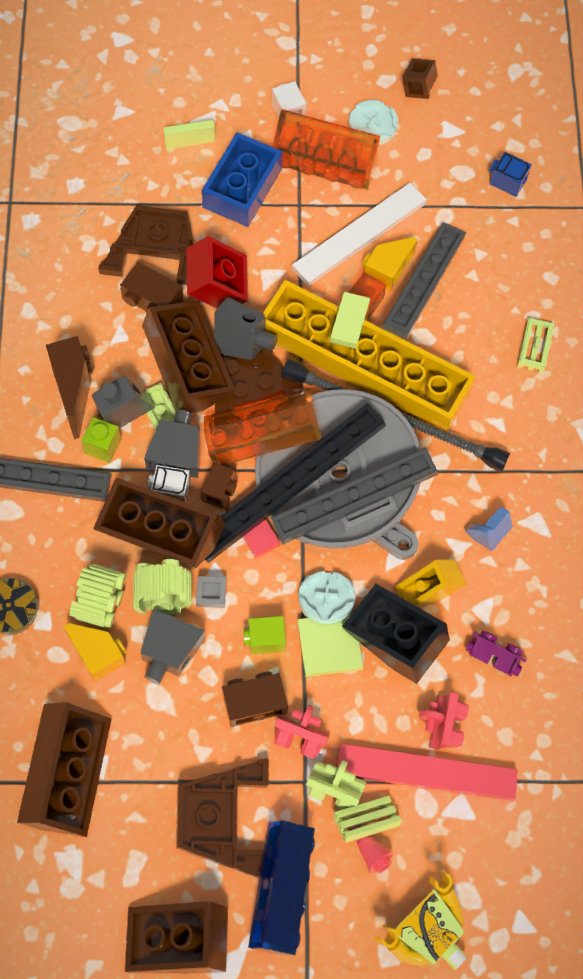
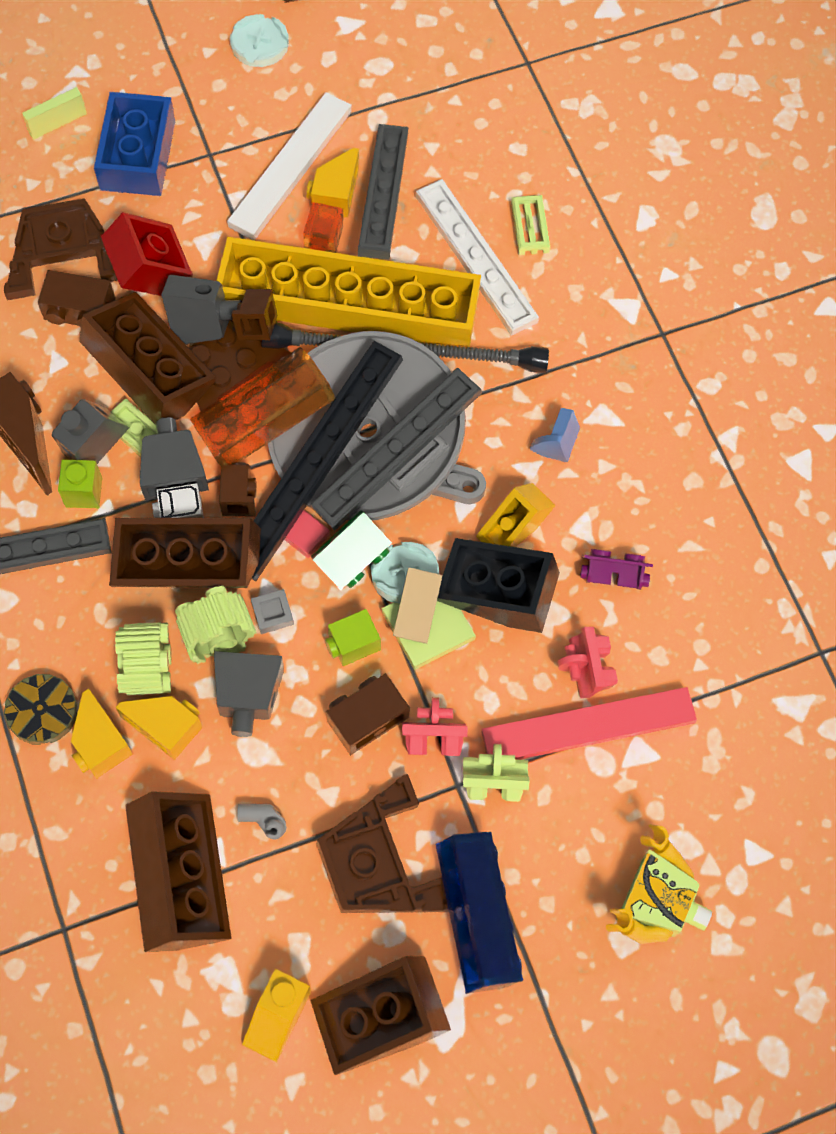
camera: 20 degrees left, 0 degrees up
(41, 644) = (96, 738): none -> yellow slope
(98, 909) = (276, 1015): none -> yellow slope
(147, 751) = (266, 816): none -> light grey arm
(282, 351) = (255, 315): none -> reddish brown brick
(288, 98) = (156, 46): white brick -> none
(289, 565) = (352, 550): none -> brick
(324, 627) = (417, 605): none -> tan tile
(326, 149) = (219, 81): clear orange slope -> none
(350, 320) = (318, 257): yellowish green tile -> none
(365, 814) = (539, 796): yellowish green tile -> none
(374, 854) = (566, 836): coral cone -> none
(482, 358) = (477, 257): none -> white tile
(509, 173) = (432, 50): blue brick -> none

